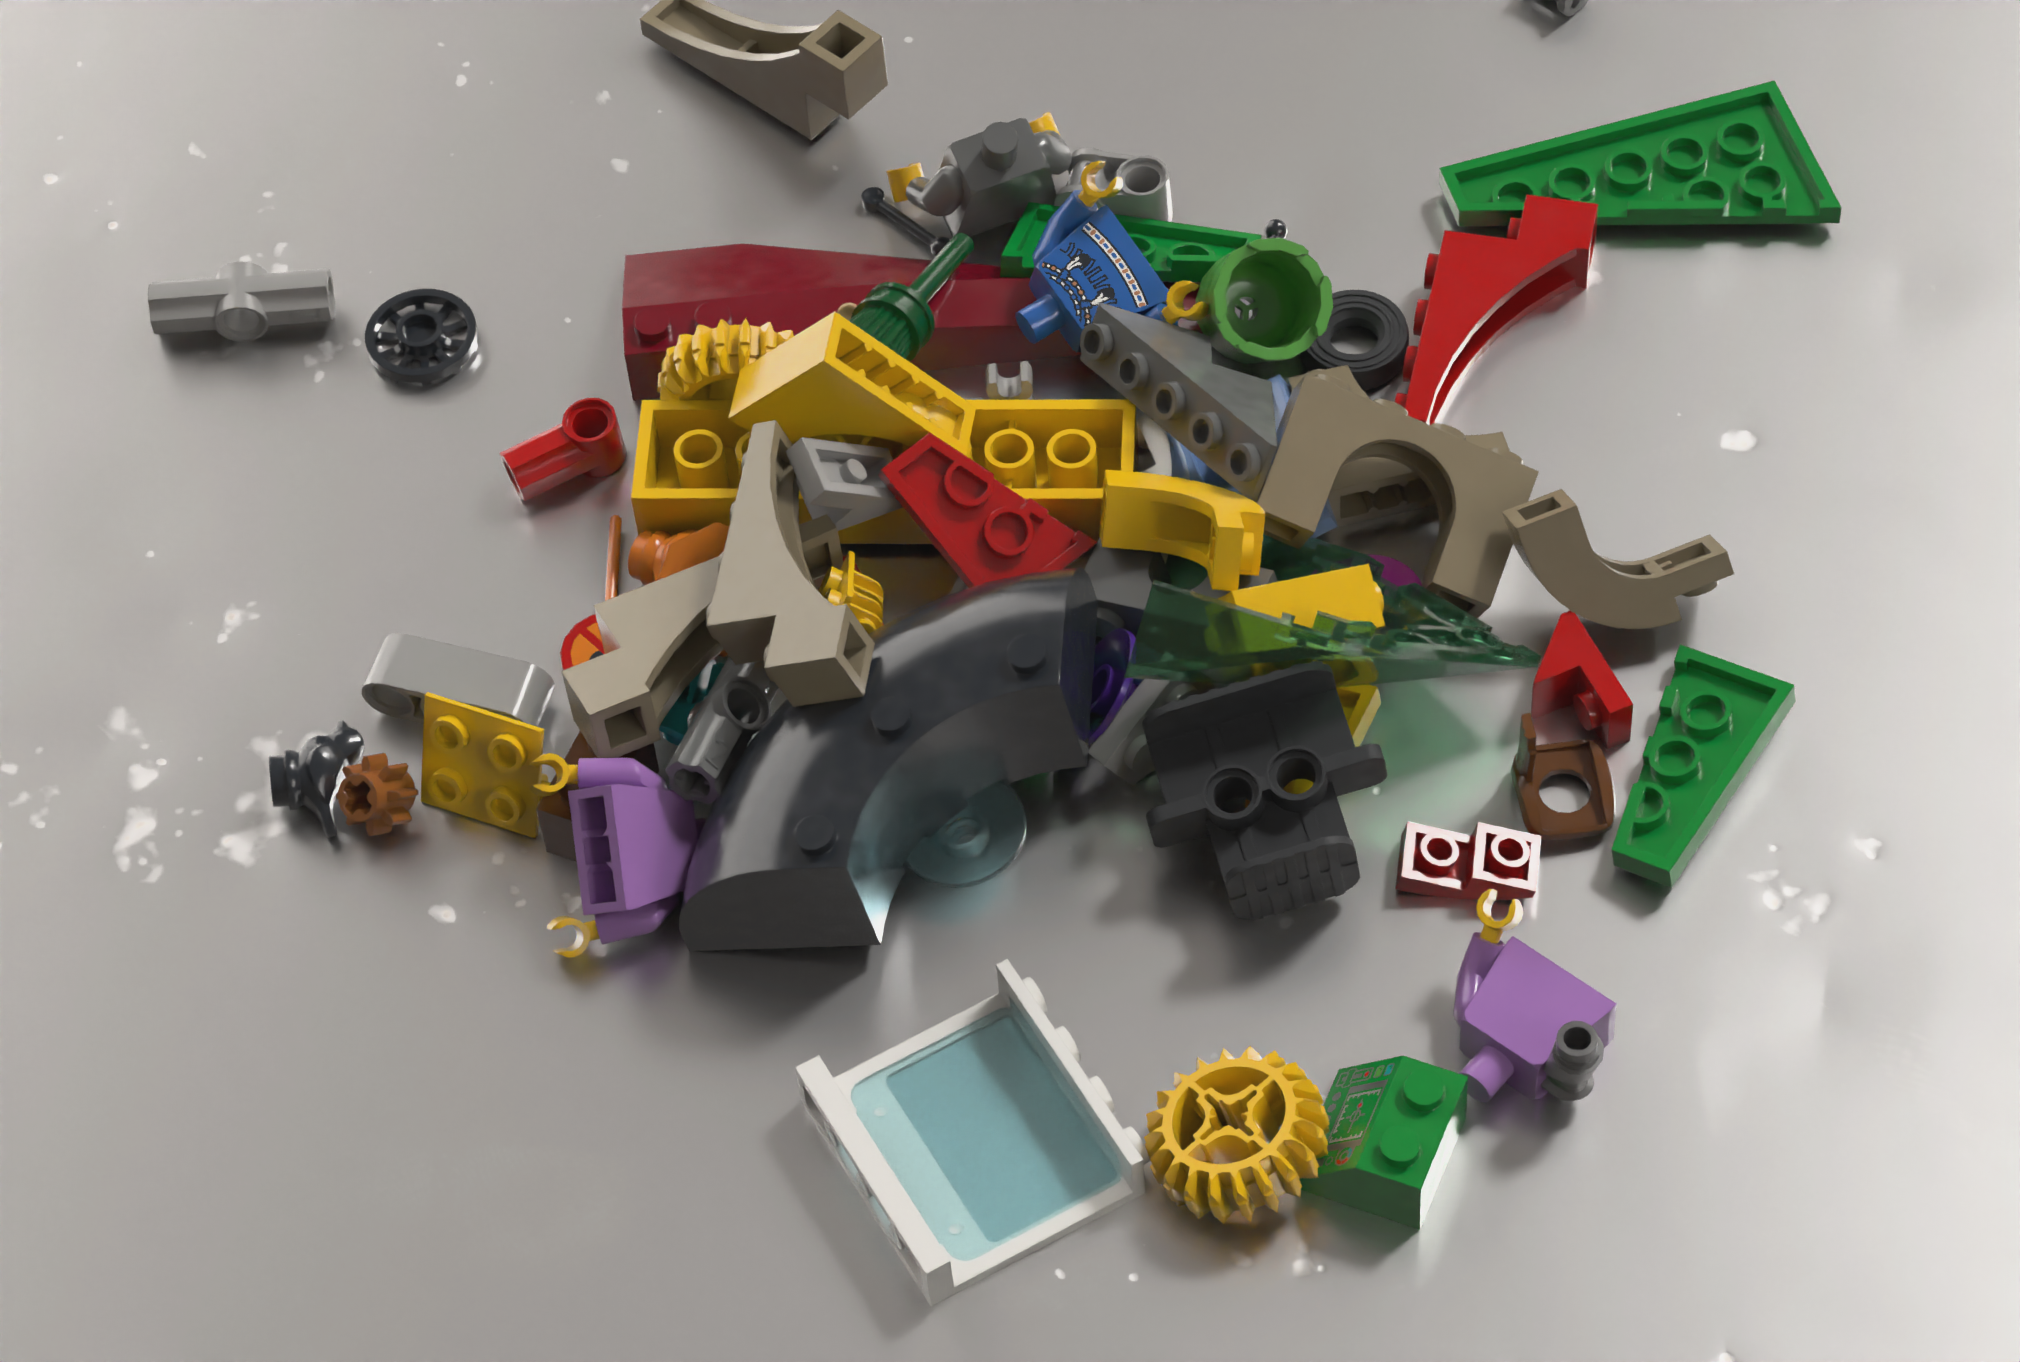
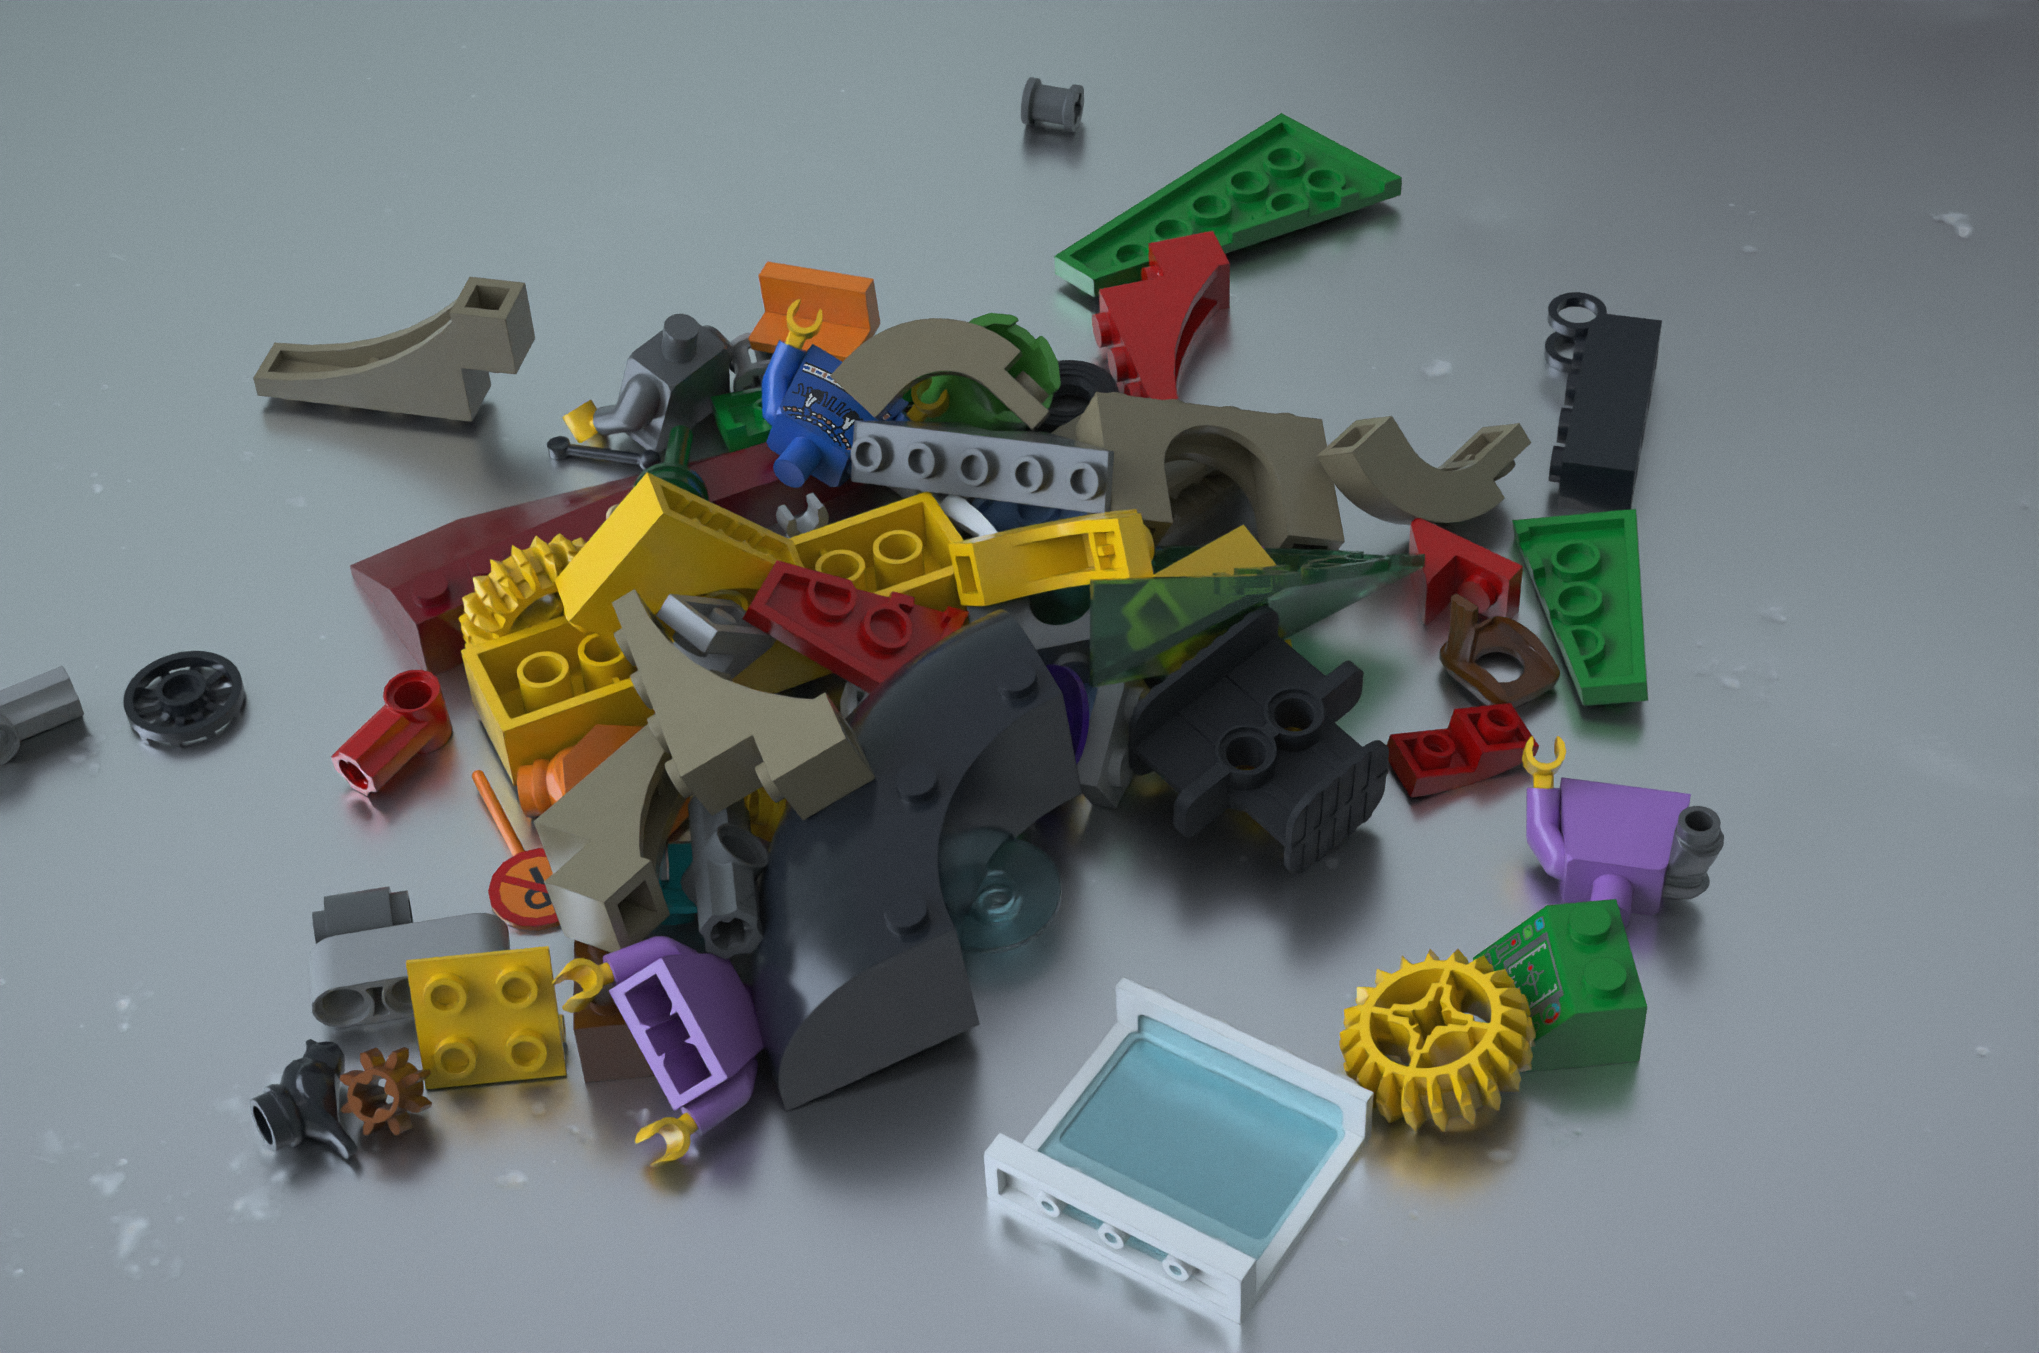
camera: 30 degrees left, 10 degrees down
(445, 621) = (361, 912): none -> dark grey brick
(1158, 160) = (845, 301): none -> orange panel
(1204, 268) = (917, 350): none -> dark tan arch
(1858, 557) = (1610, 399): none -> black hinge

